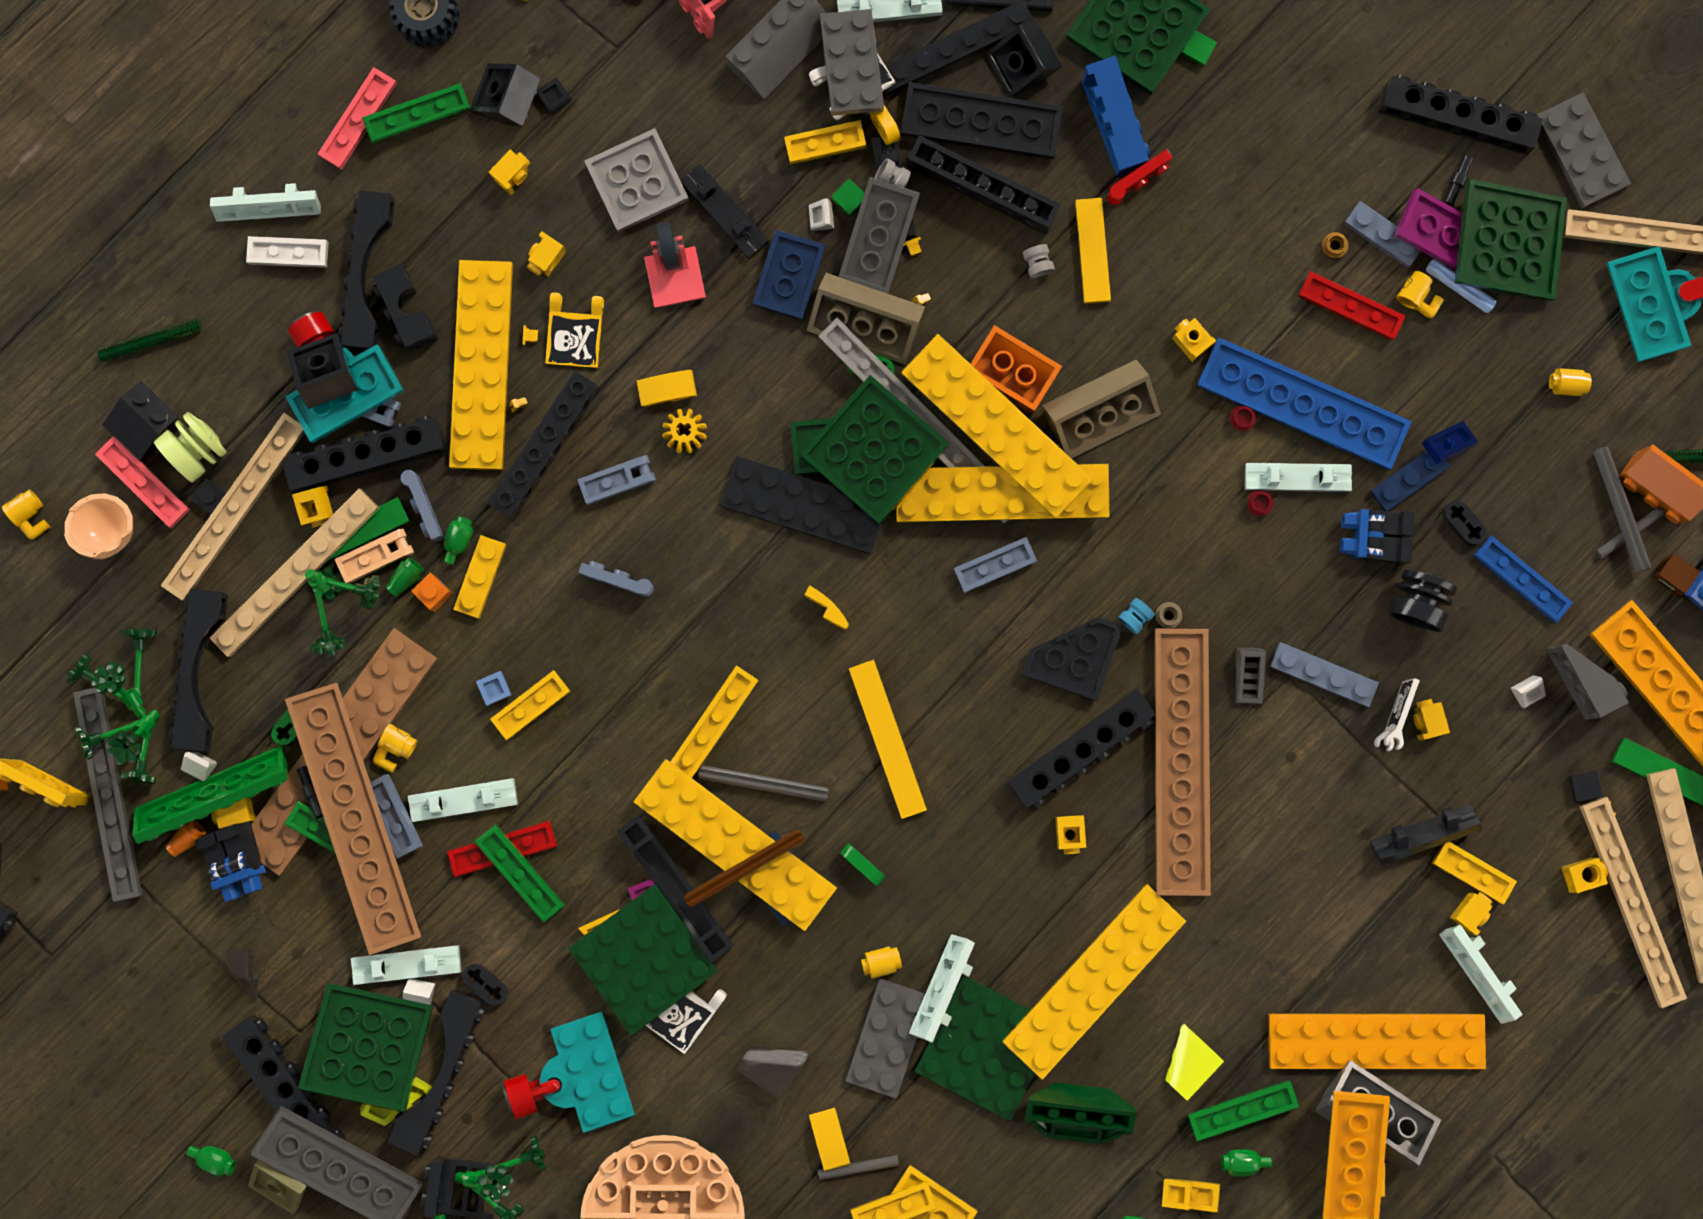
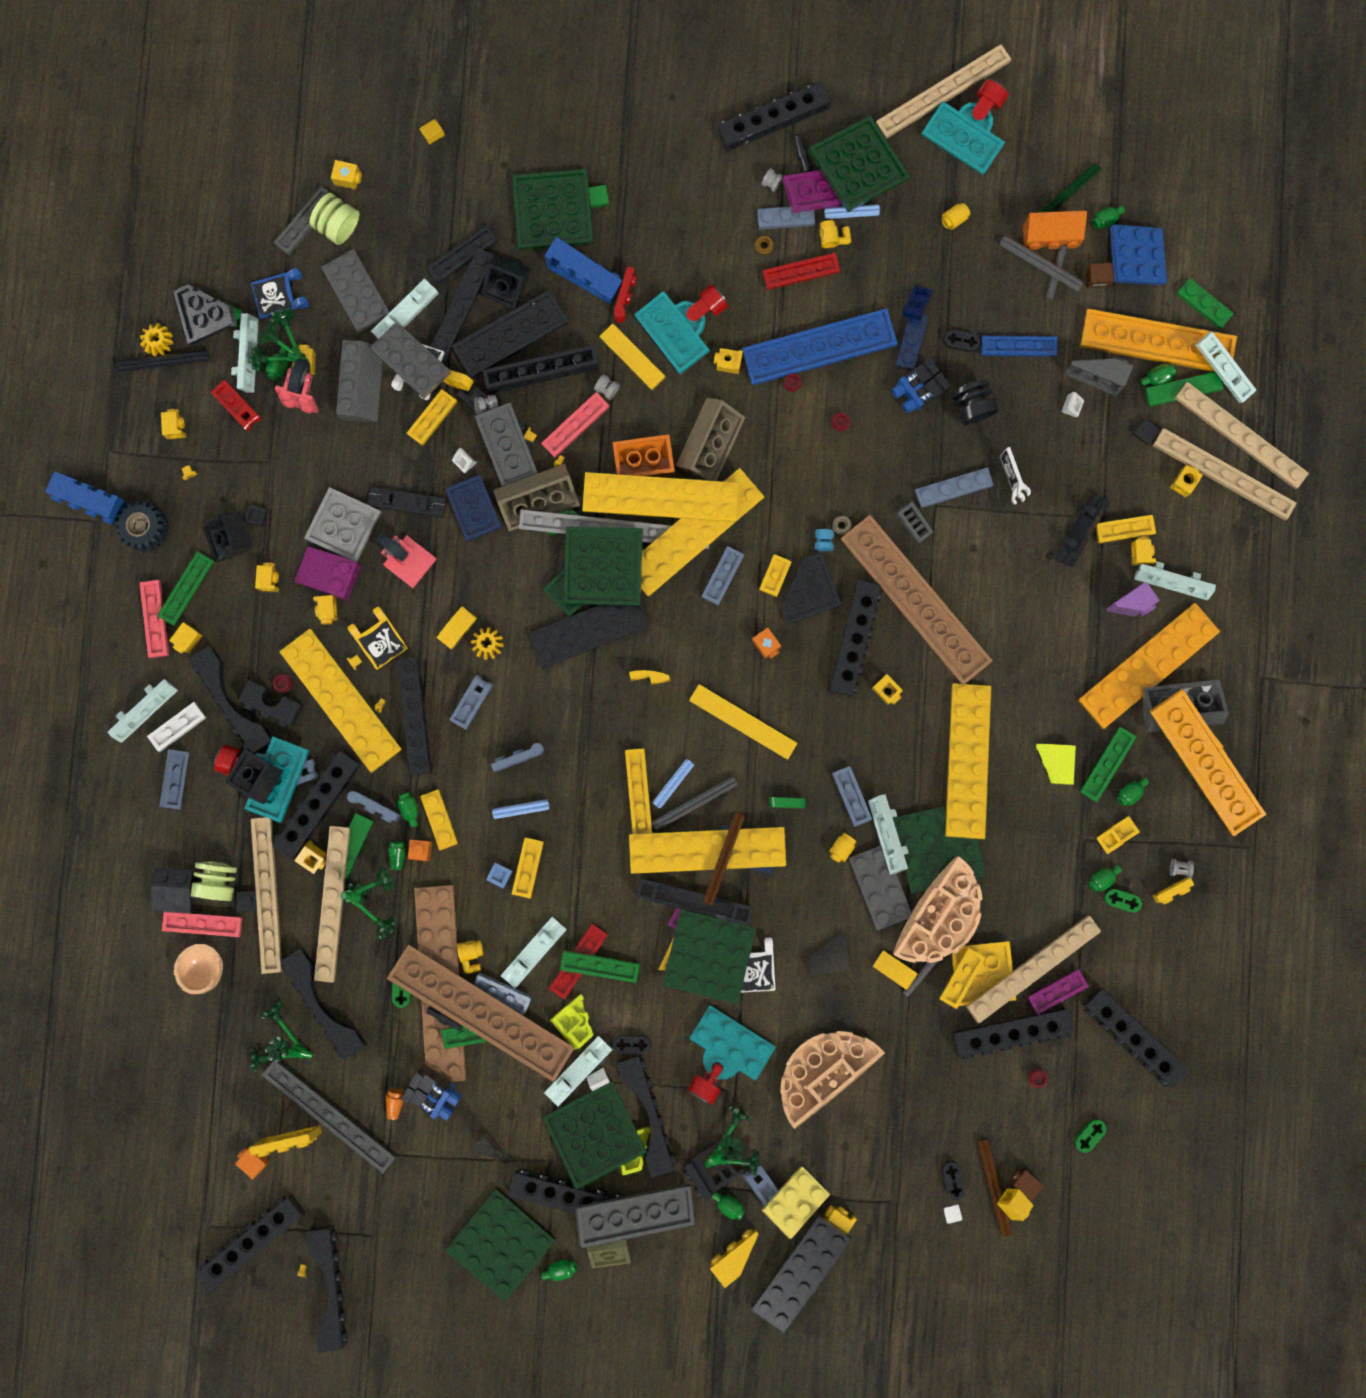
camera: 35 degrees left, 0 degrees up
(23, 508) = (145, 997): yellow piece -> none
(124, 746) = (316, 1080): dark green plant -> none
(149, 340) = (145, 831): dark green axle -> none
(173, 1080) = (500, 1245): none -> dark green plate
(197, 765) = (367, 1057): white slope -> none
(207, 796) = (388, 1067): green plate -> none
(237, 813) = (409, 1066): yellow brick -> none
(238, 305) = (174, 779): none -> sand blue plate
(372, 166) = (185, 638): none -> yellow brick
(373, 556) = (369, 857): light nougat plate -> none
(435, 296) = (282, 683): none -> dark red plate
(442, 909) = (573, 1023): none -> neon yellow slope
(575, 636) = (520, 809): none -> light blue axle
(578, 219) = (327, 573): none -> magenta slope
(758, 743) = (673, 783): none -> light blue axle
(848, 197) = (471, 437): green tile -> none
(927, 1125) = (943, 916): none -> light nougat brick
(937, 915) = (852, 796): none -> sand blue plate
(971, 274) = (575, 425): none -> coral plate
(981, 676) = (766, 644): none -> orange brick
(1051, 611) = (775, 575): none -> yellow plate
(1080, 1113) = (1021, 840): dark green wedge -> none
(1168, 259) = (679, 326): none -> teal plate
(1298, 477) = (849, 390): light aqua hinge -> none
(1402, 182) = (772, 180): none -> light grey wheel
(1419, 961) = (1138, 601): none -> medium lavender slope
(1430, 719) = (1032, 464): yellow brick -> none
(1583, 150) = (857, 82): dark grey plate -> none
(1651, 735) = (1159, 375): none -> green plant

